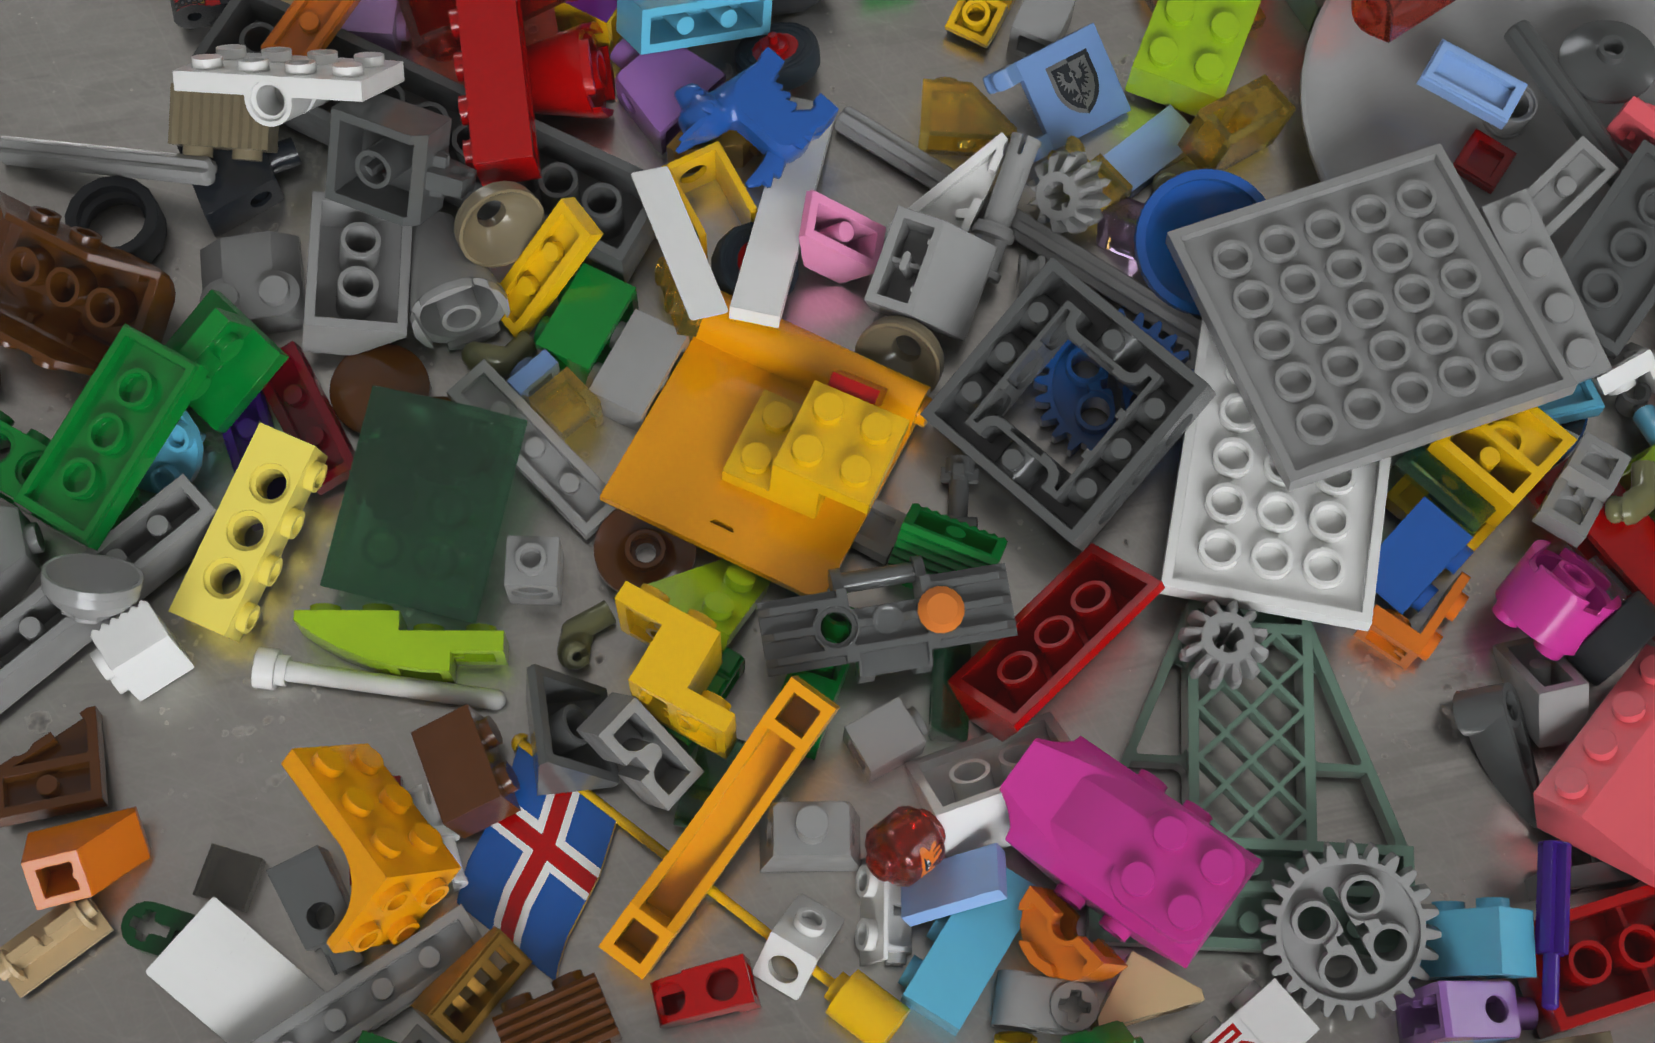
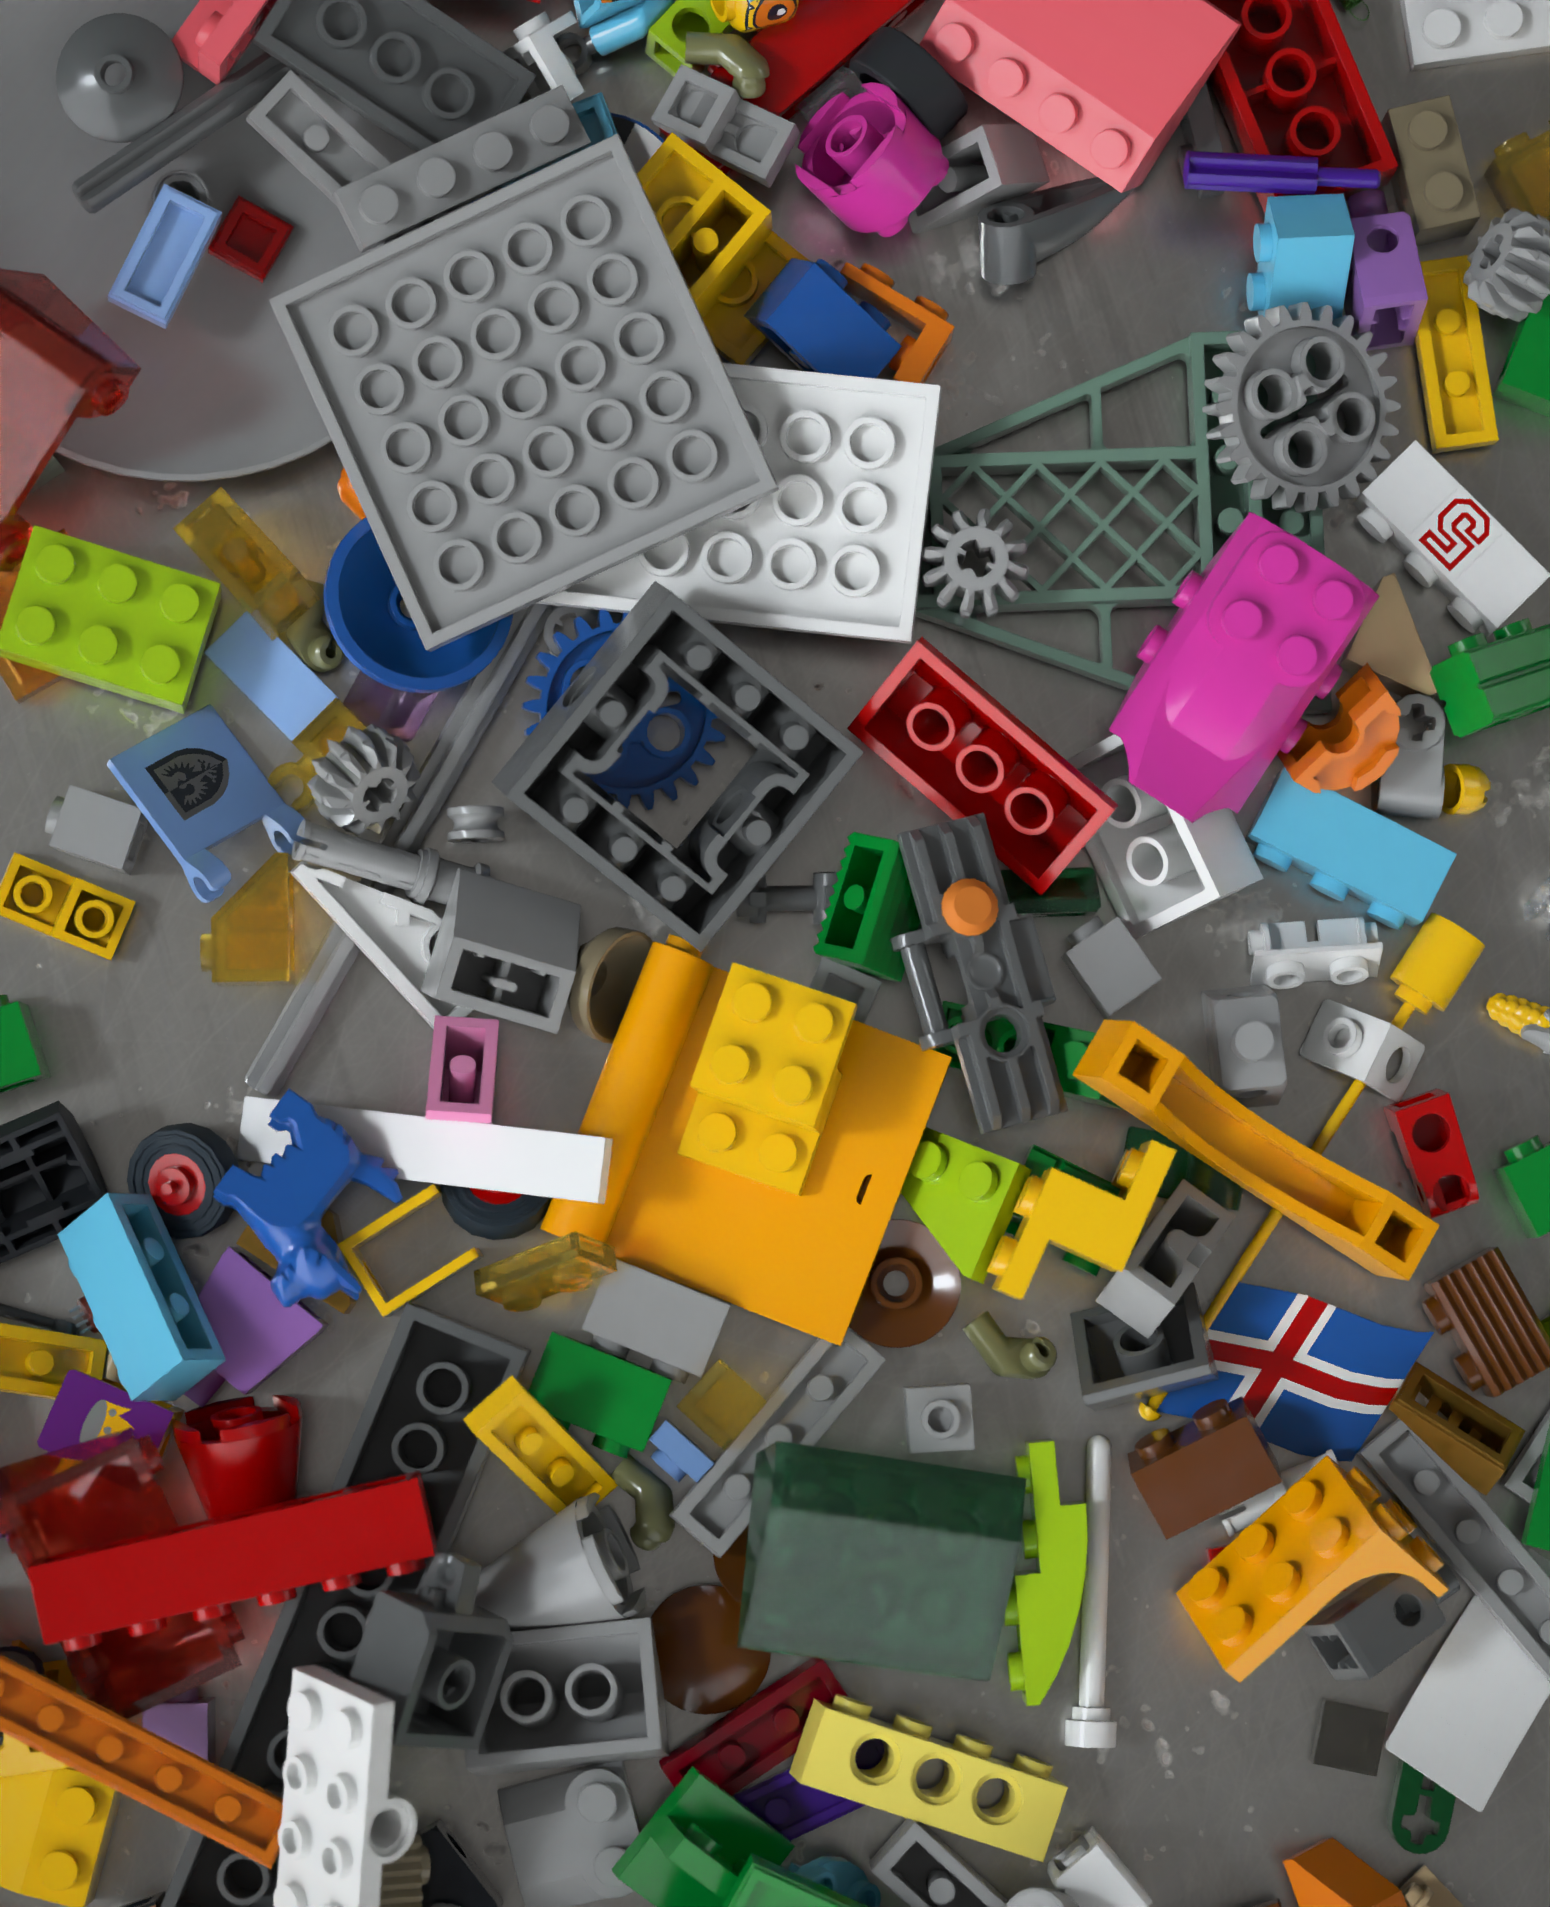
camera: 95 degrees left, 15 degrees up
(506, 234) = (499, 1517): dark tan piece -> none
(679, 243) = (503, 1278): white sticker -> none
(857, 387) = (682, 1032): red tile -> none
(905, 846) = (1256, 931): clear red head -> none
(956, 885) = (1291, 871): light blue tile -> none
(1445, 488) = (748, 290): clear green slope -> none

